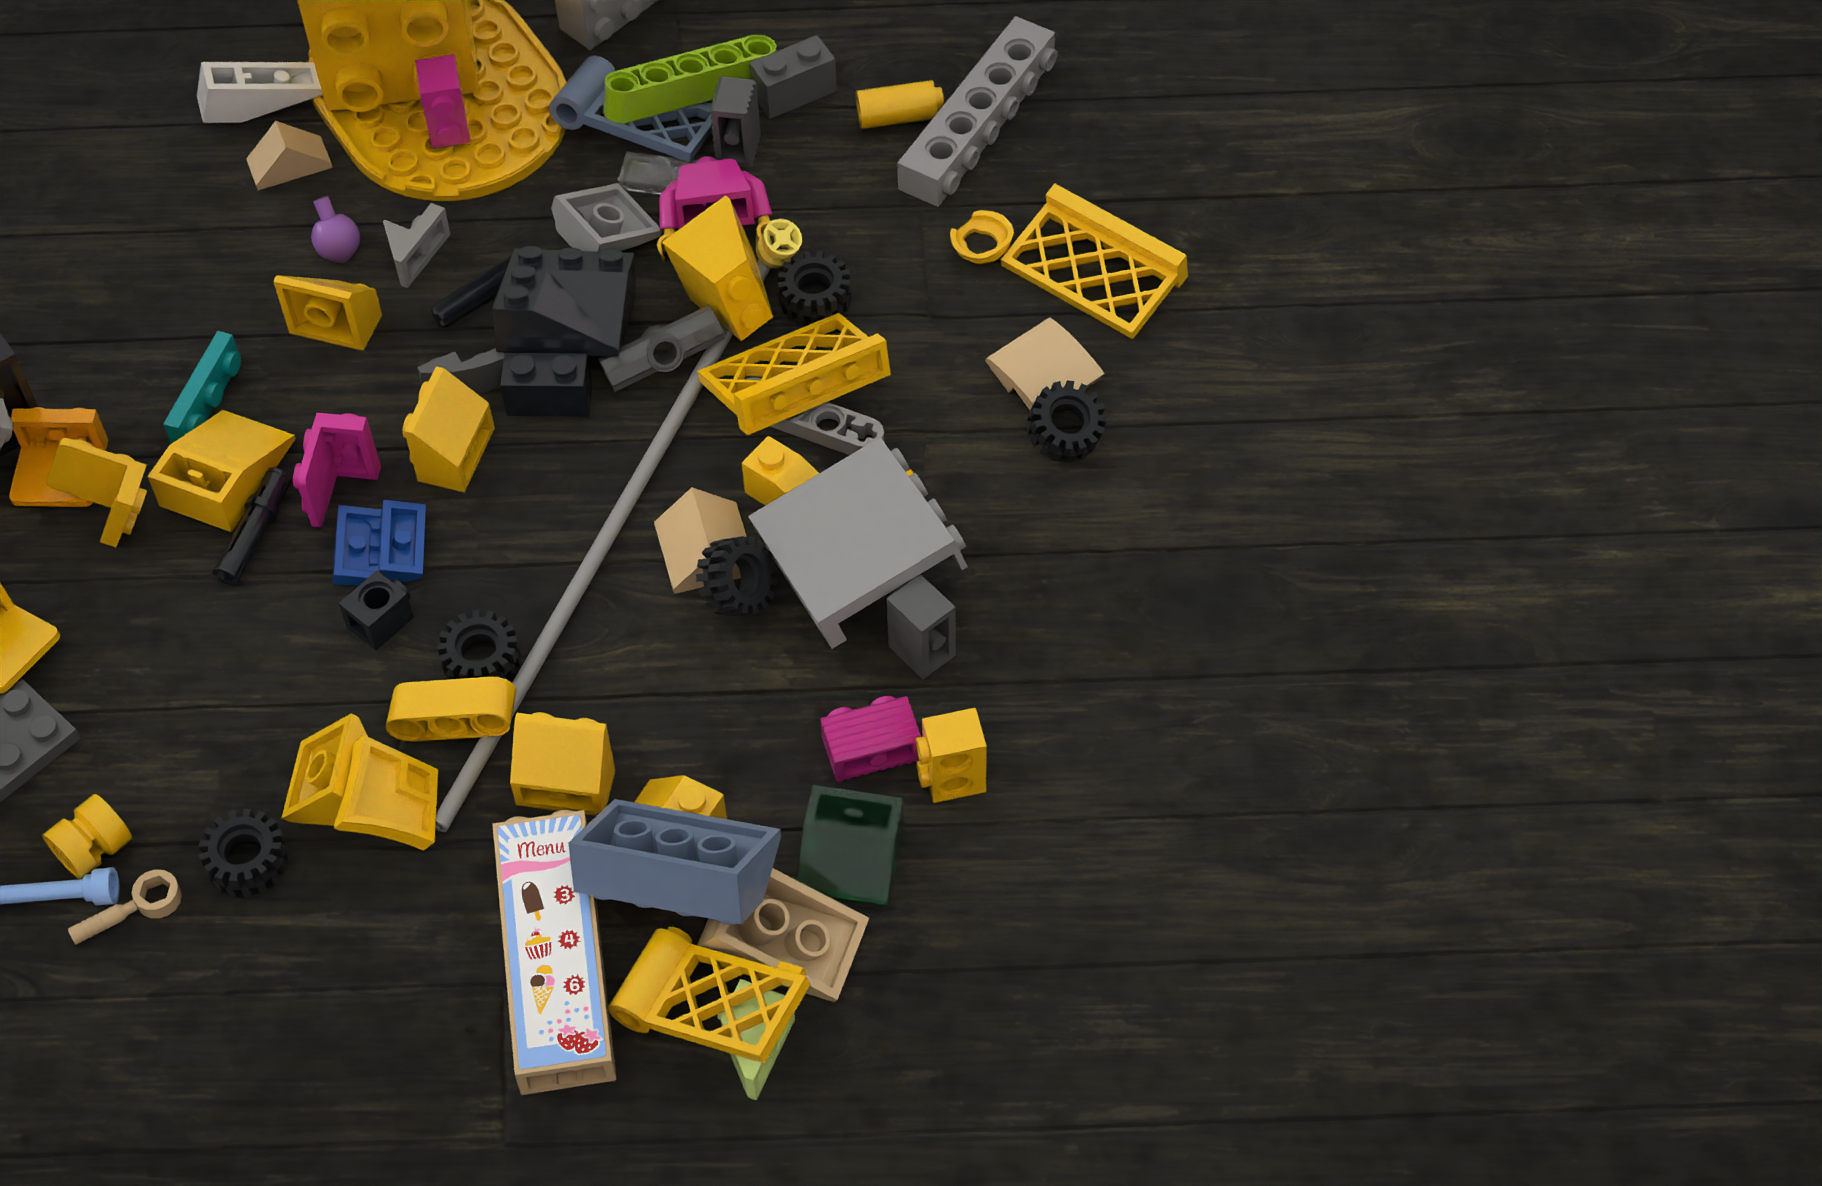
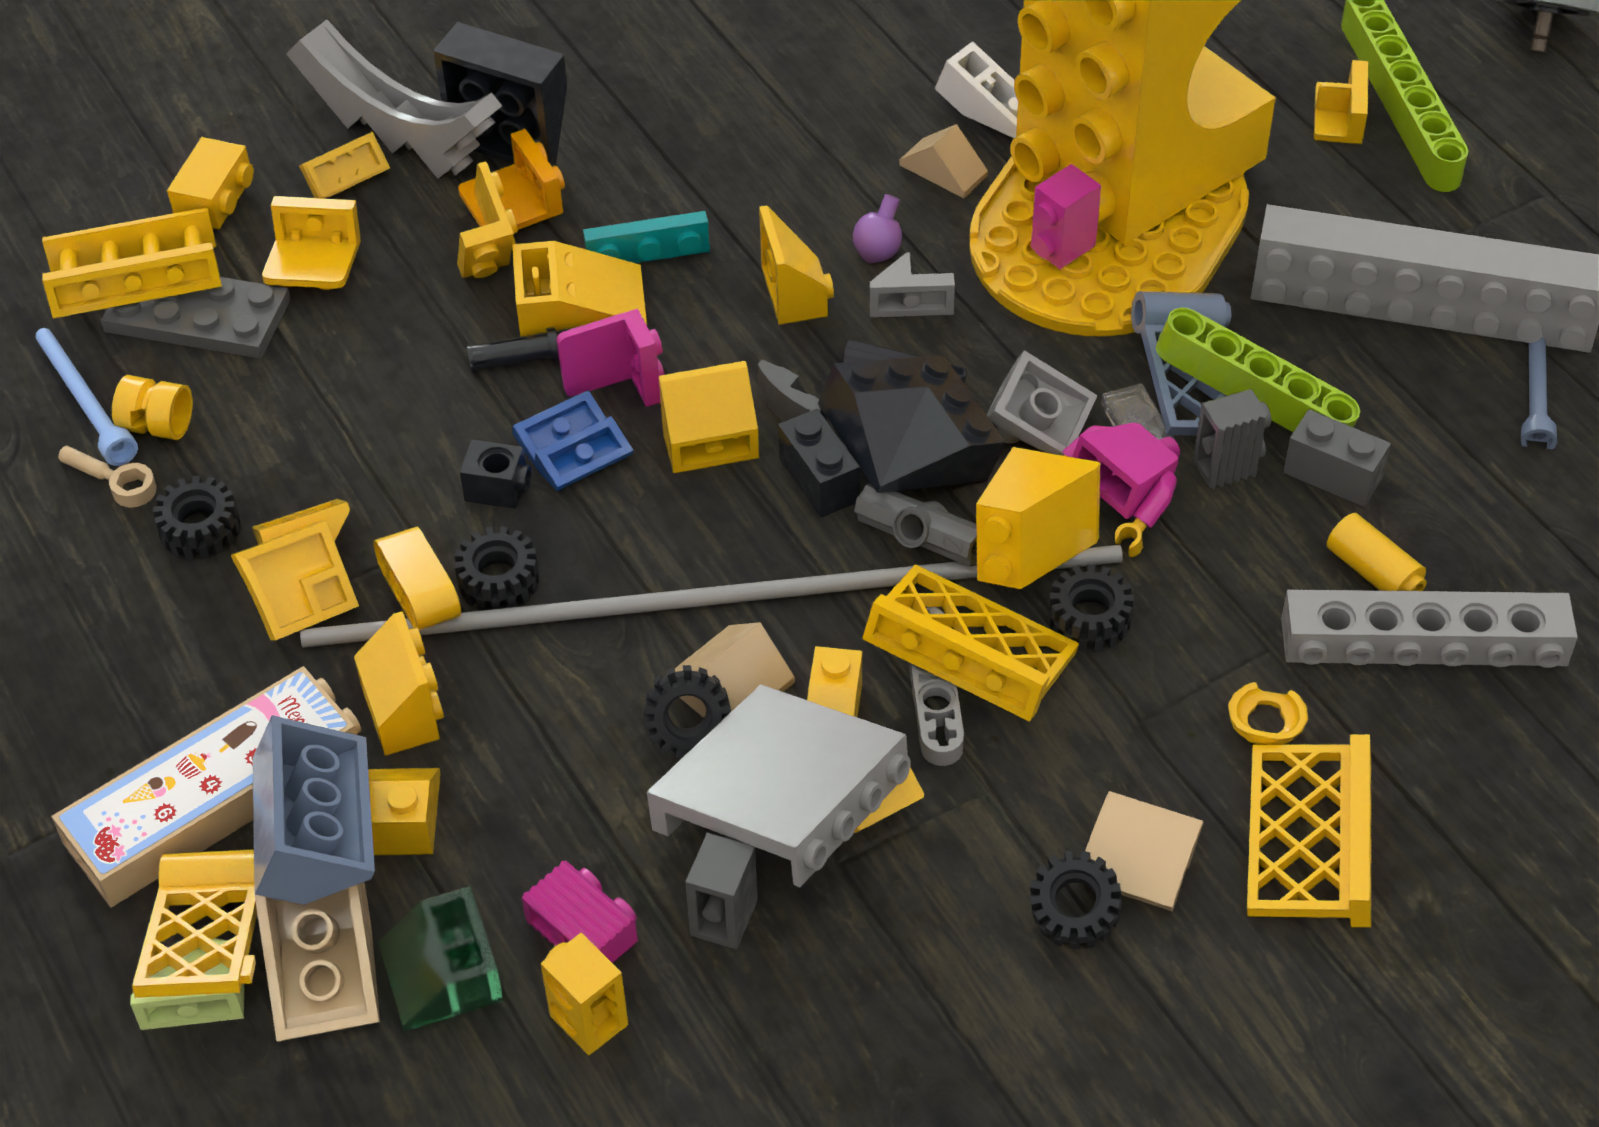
camera: 60 degrees right, 5 degrees down
(783, 235) = (1114, 538): light yellow wheel -> none

